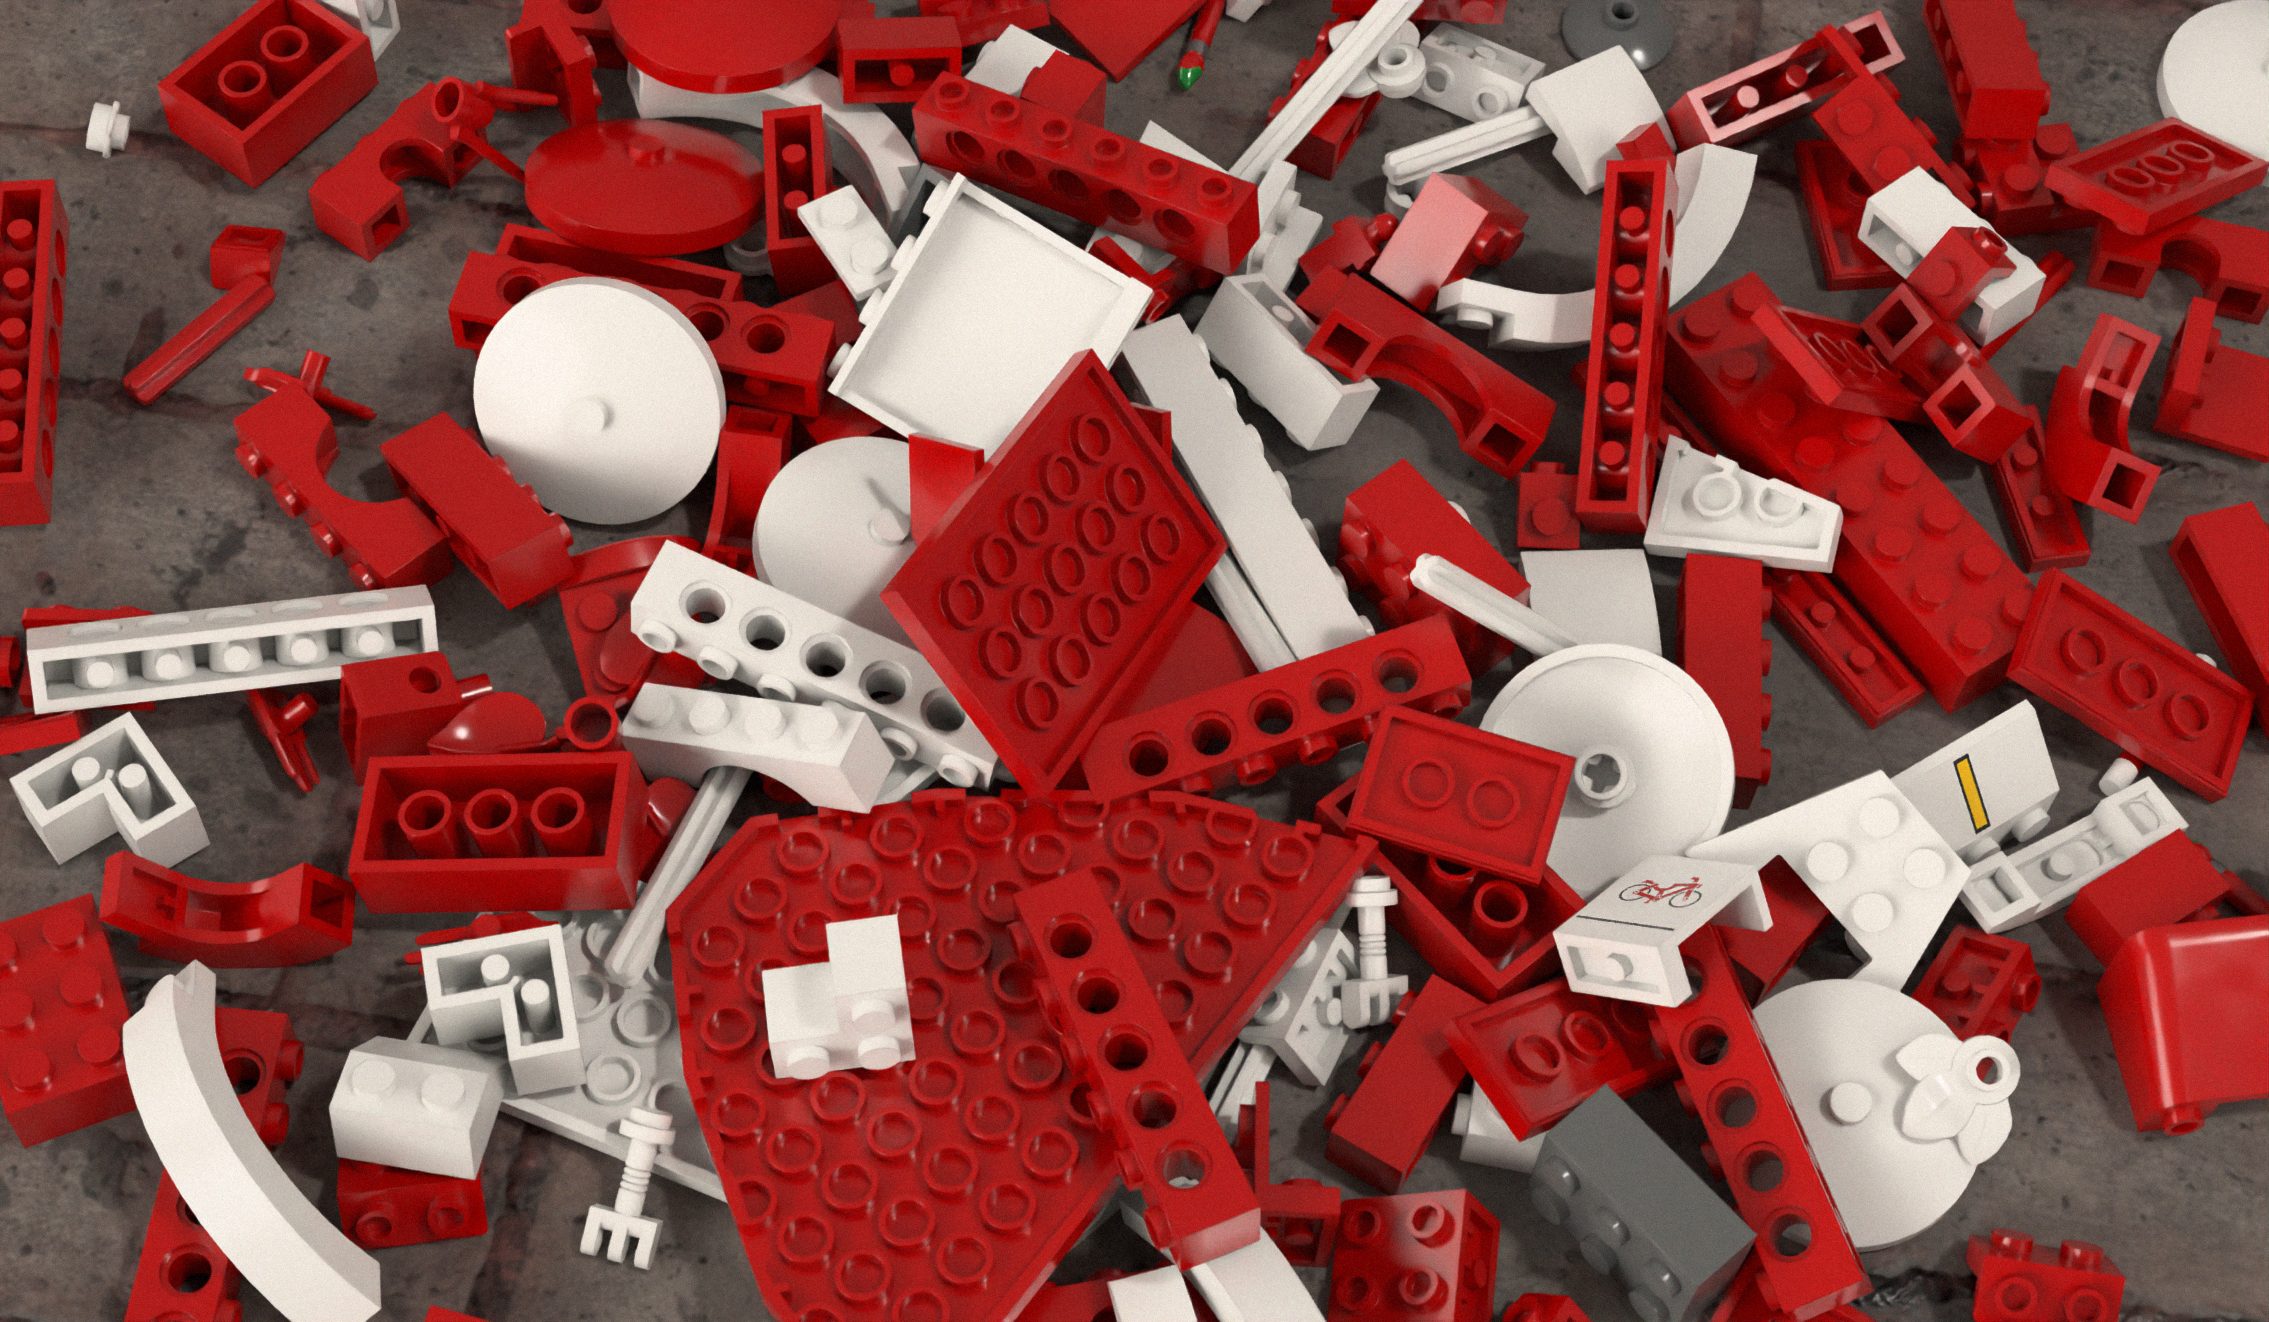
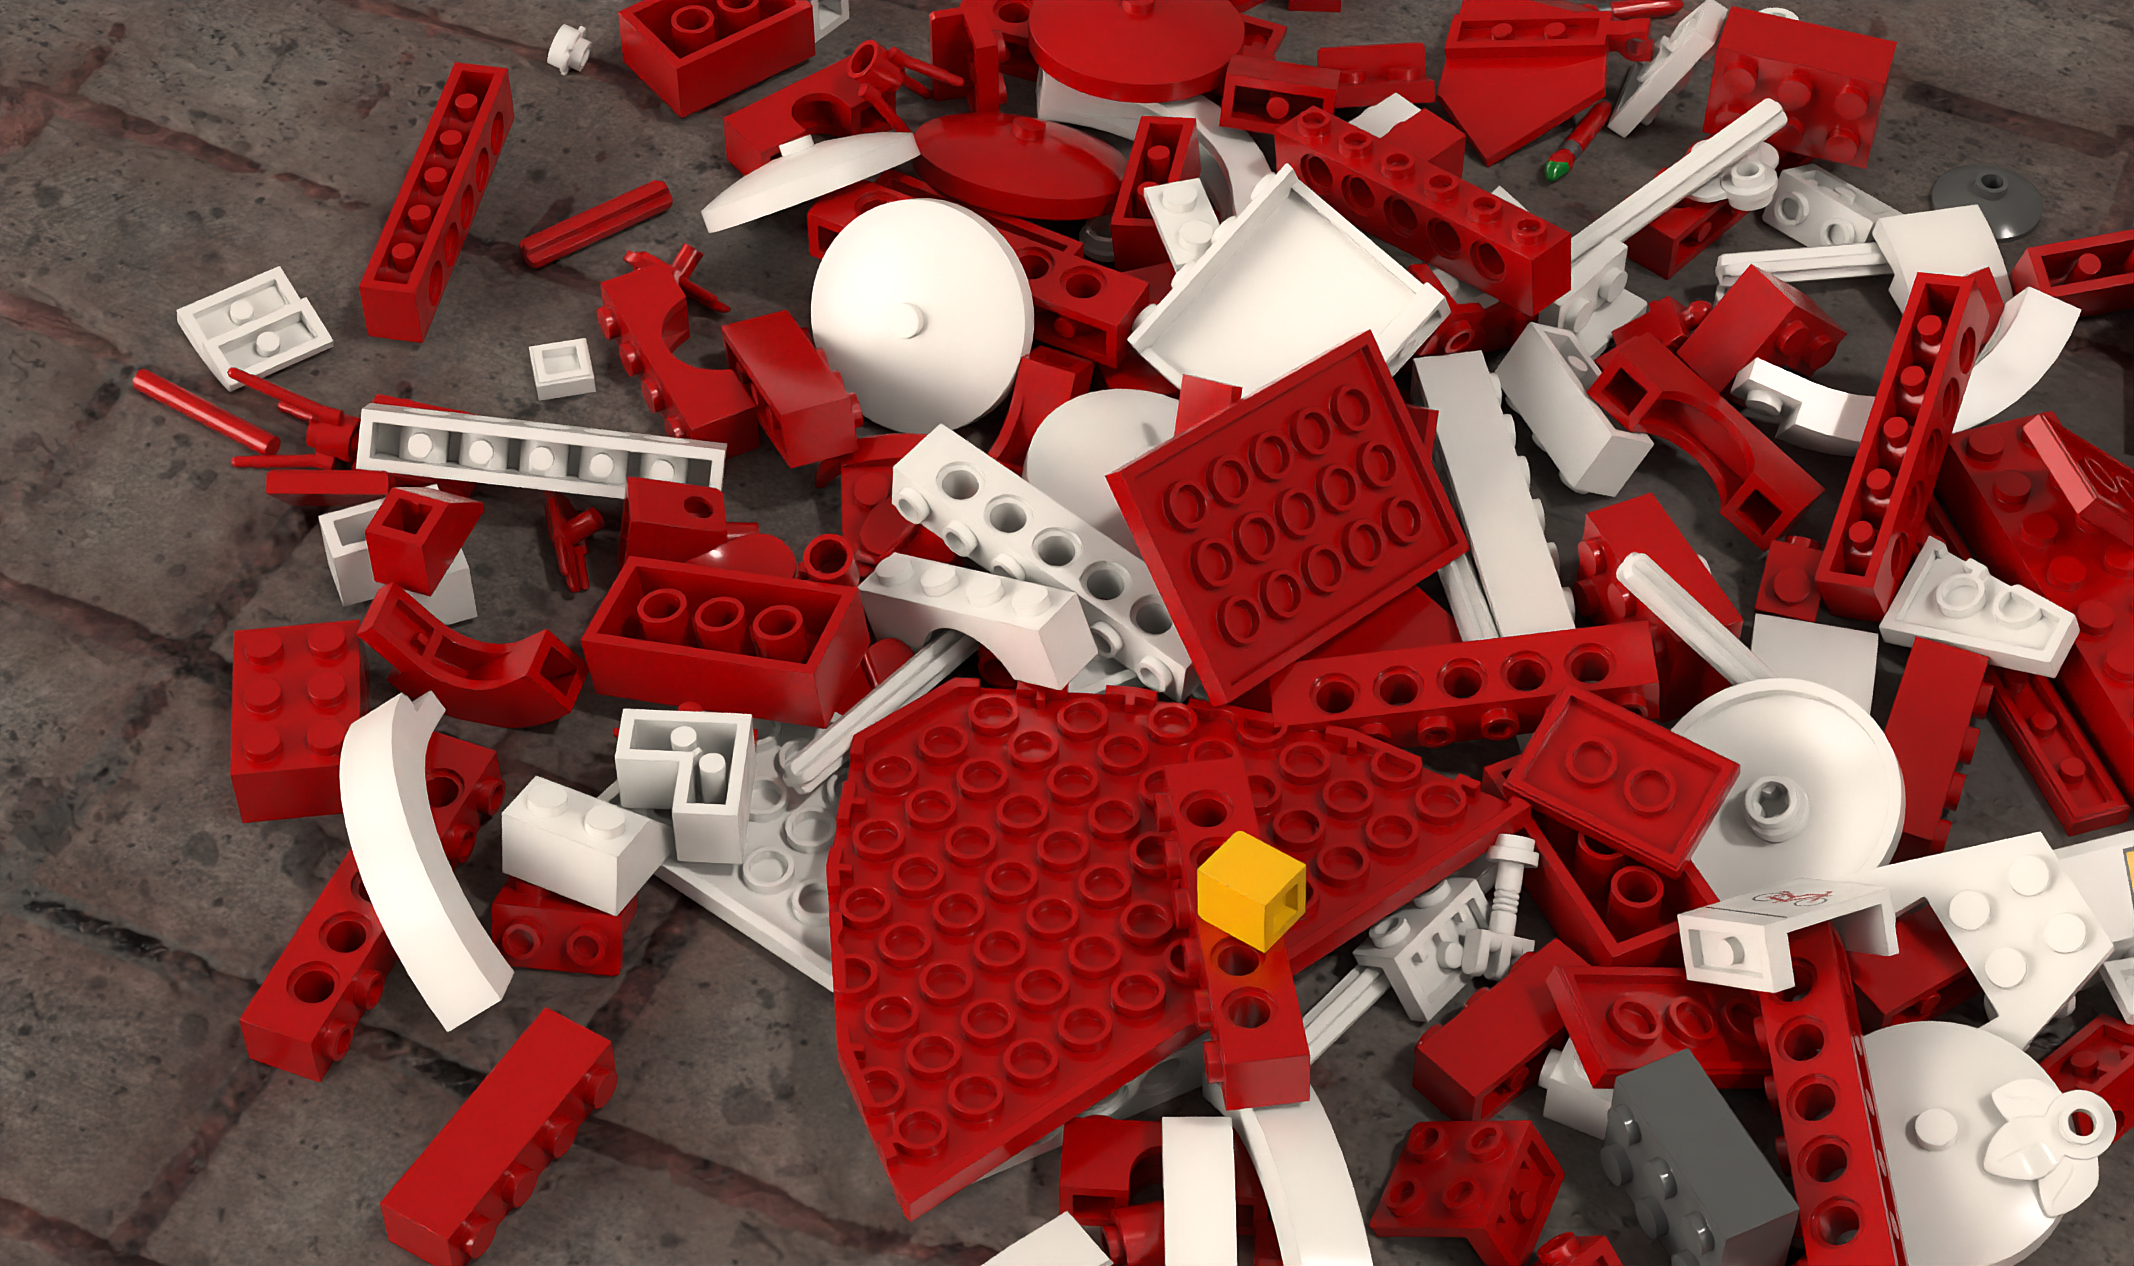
camera: 20 degrees right, 10 degrees down
(137, 787) = (419, 536): none -> red slope
(213, 523) = (562, 369): none -> white tile
(245, 252) = (657, 162): red slope -> none
(429, 257) = (806, 173): none -> white dish
(647, 1130) = (742, 988): white hinge -> none
(842, 1009) = (984, 831): white brick -> none
(1153, 1035) = (1251, 890): none -> yellow panel
(1300, 1212) = (1356, 1099): red bracket -> none

